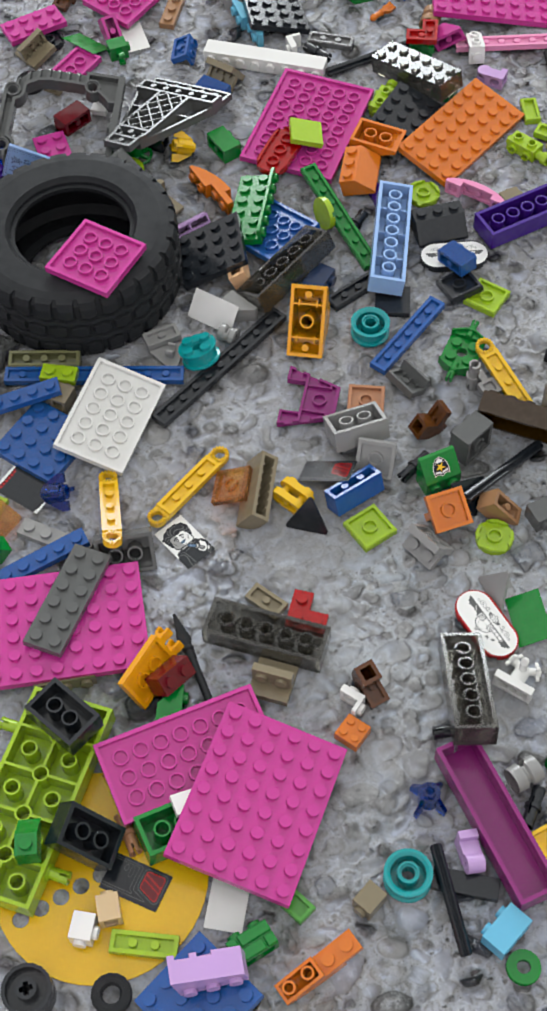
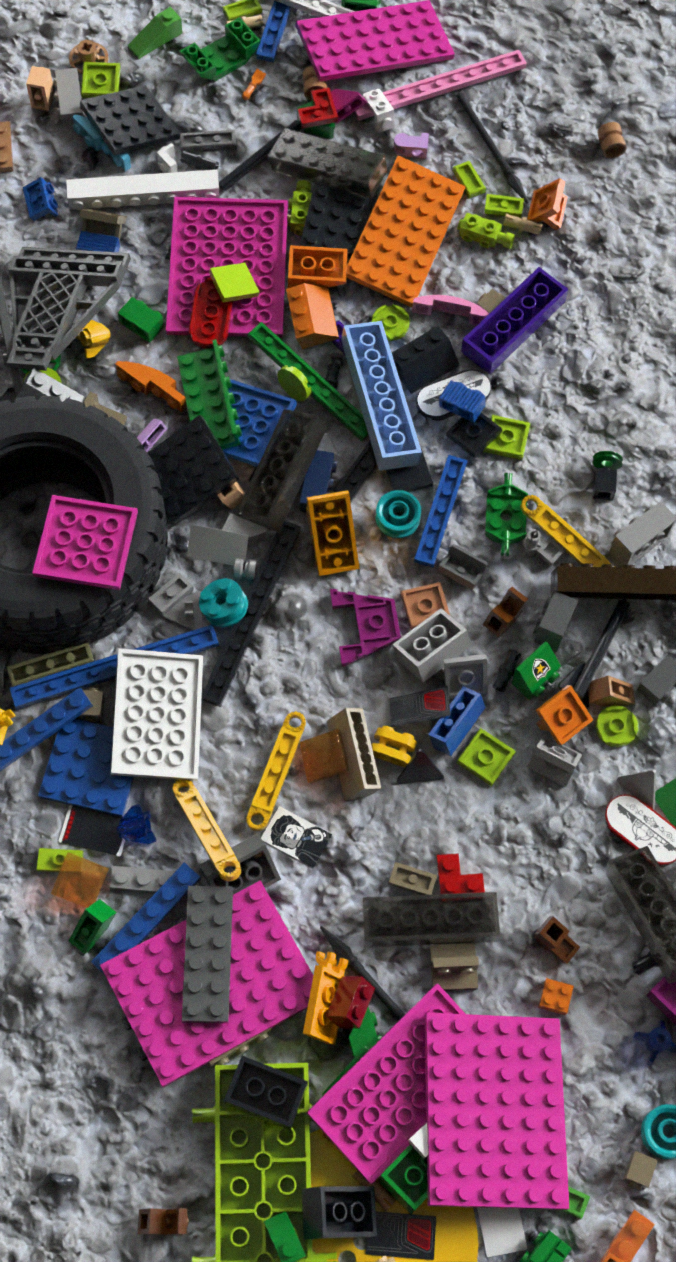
camera: 25 degrees left, 10 degrees up
(64, 373) = (70, 680): lime plate -> none
(353, 697) = (541, 957): white bracket -> none

